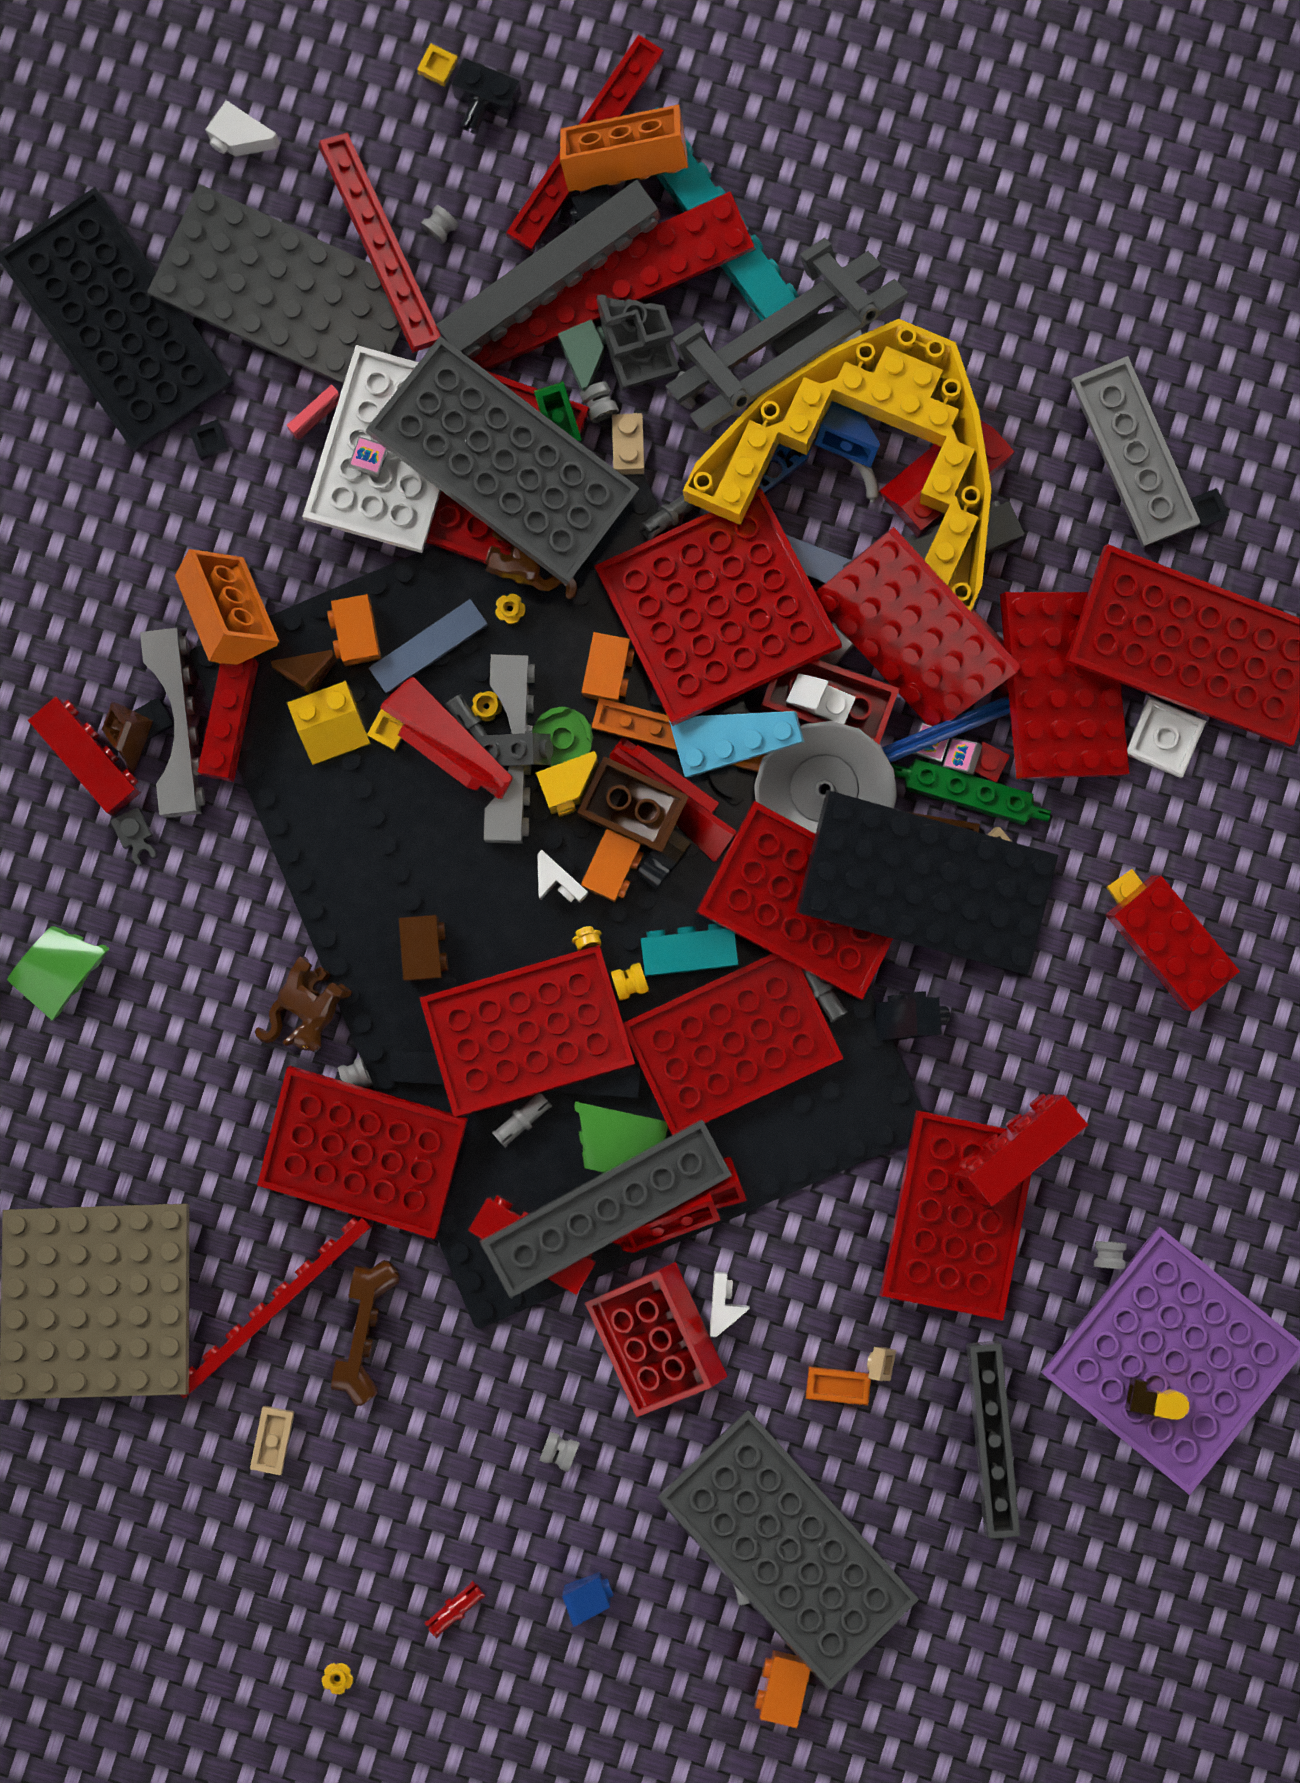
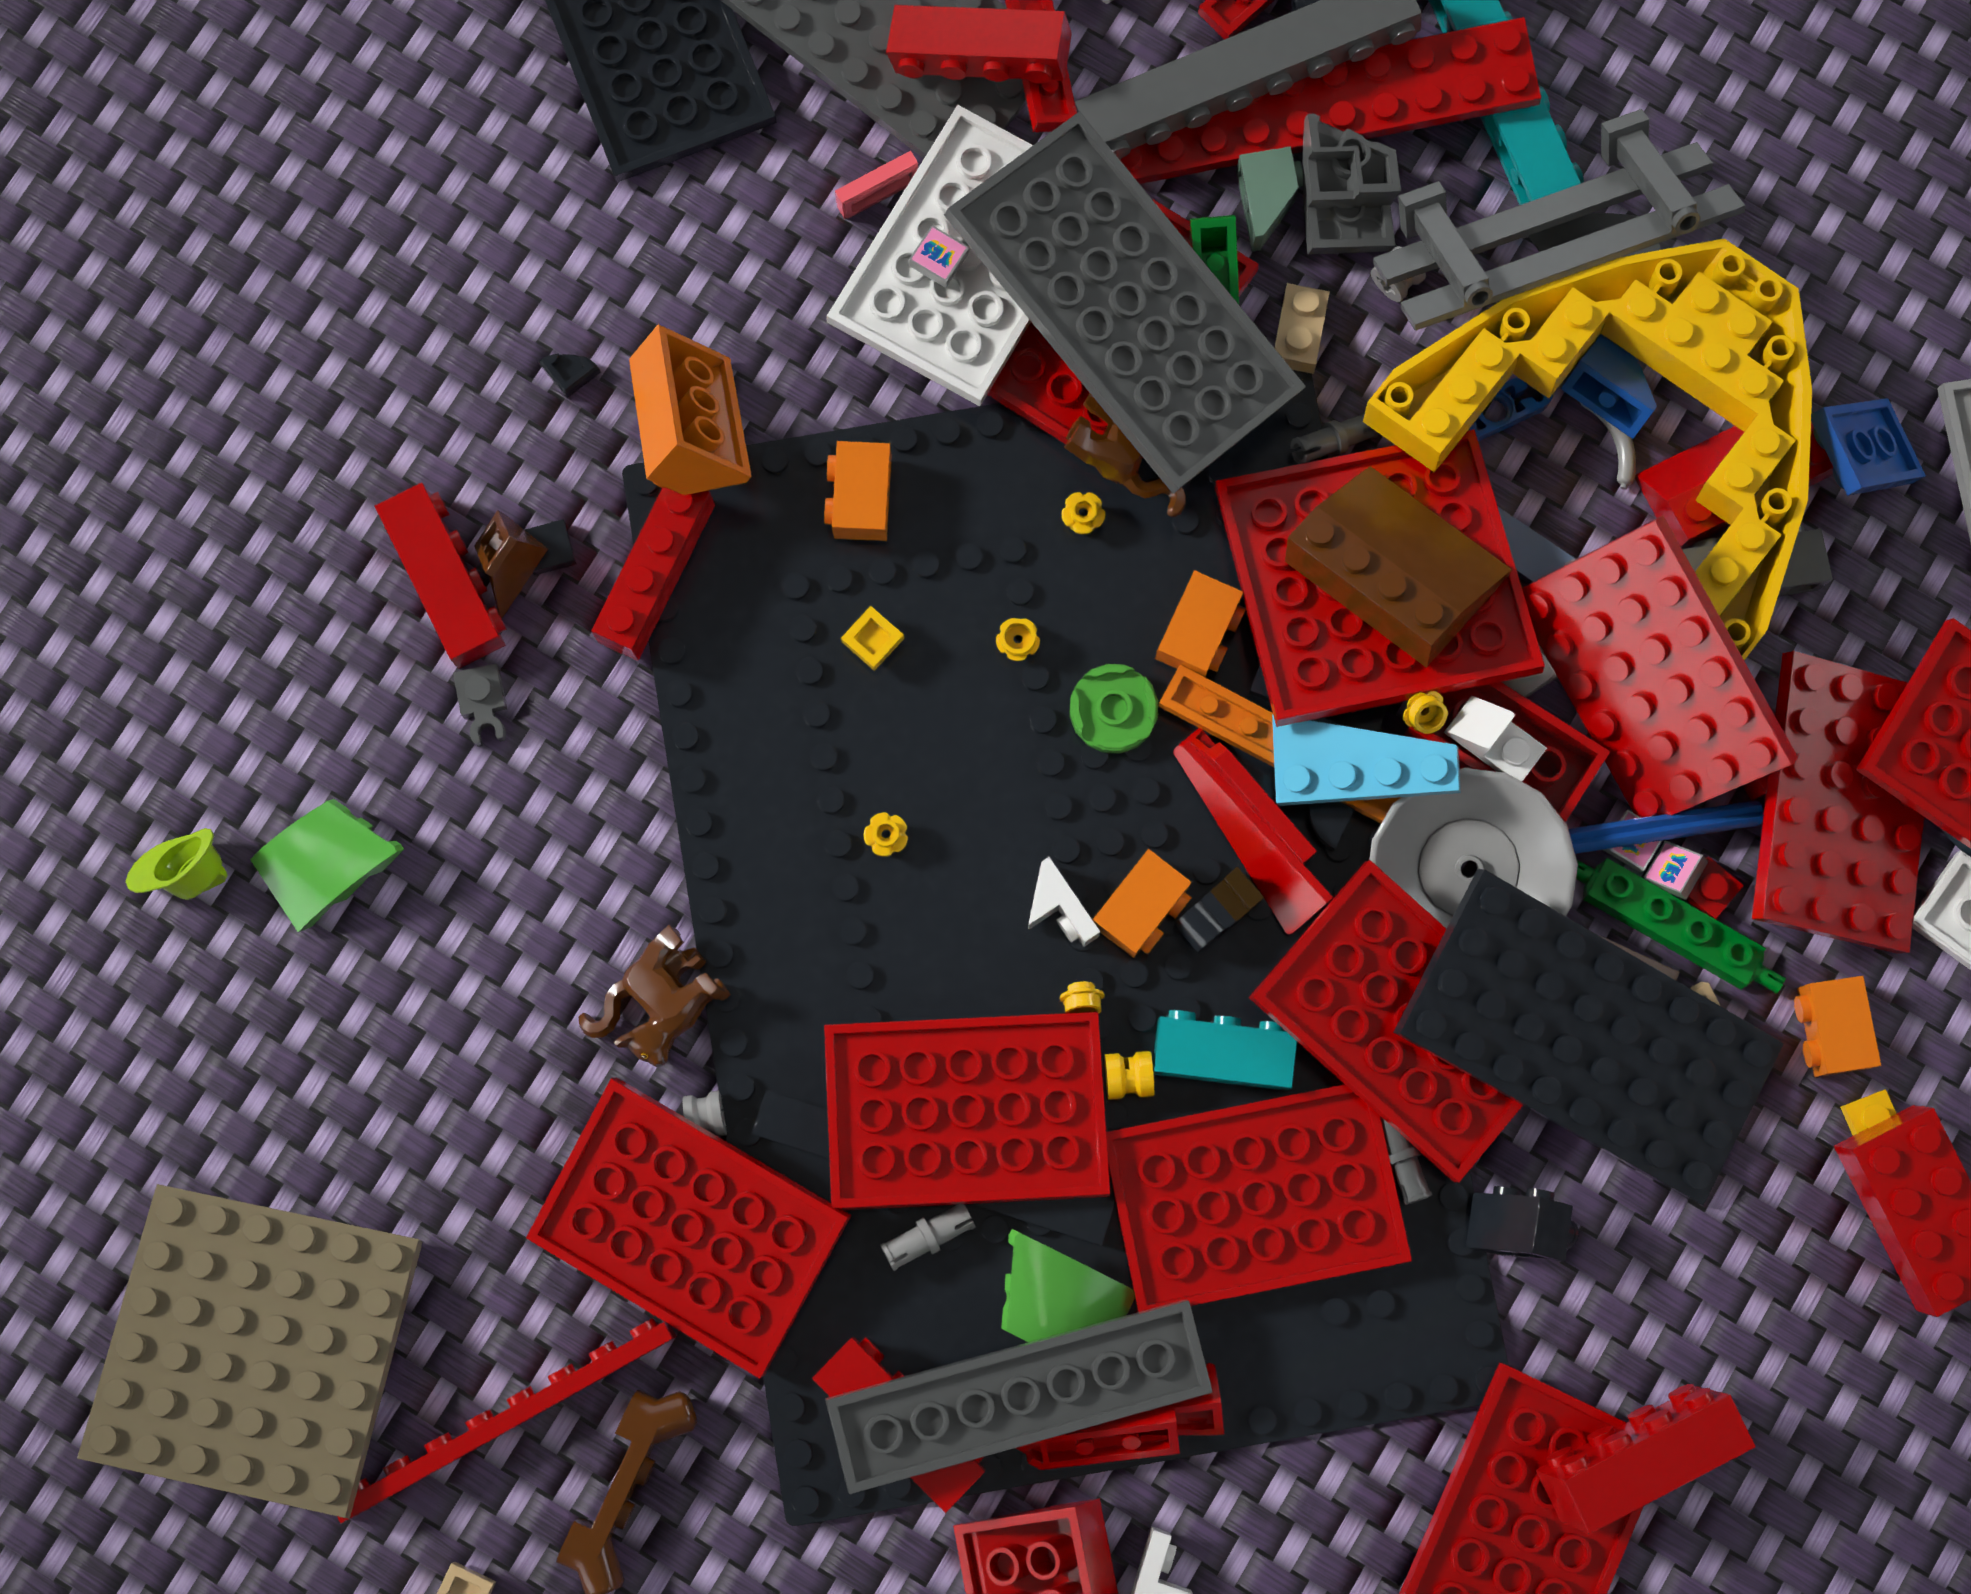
camera: 10 degrees right, 5 degrees down
(135, 593) = (569, 371): none -> black tile
(178, 786) = (560, 646): light grey arch -> none
(209, 439) = (723, 189): black tile -> none
(306, 670) = (778, 529): reddish brown slope -> none
(329, 722) = (791, 609): yellow slope -> none
(360, 300) = (979, 43): none -> red brick
(422, 948) = (845, 956): reddish brown brick -> none
(428, 646) = (956, 538): sand blue tile -> none
(437, 863) = (886, 846): none -> yellow plate
(444, 739) = (949, 670): red wedge -> none
(464, 715) = (988, 659): dark grey pin -> none
(510, 682) = (1008, 793): light grey arch -> none
(519, 748) = (1045, 707): dark grey bracket -> none
(567, 782) = (1107, 770): yellow slope -> none
(599, 402) = (1274, 261): light grey wheel -> none
(632, 805) = (1192, 824): reddish brown slope -> none
(726, 596) = (1394, 564): none -> reddish brown slope
(774, 696) = (1429, 720): none -> yellow plate
(1028, 437) = (1866, 446): none -> blue plate
(1091, 835) = (1837, 1026): none -> orange brick

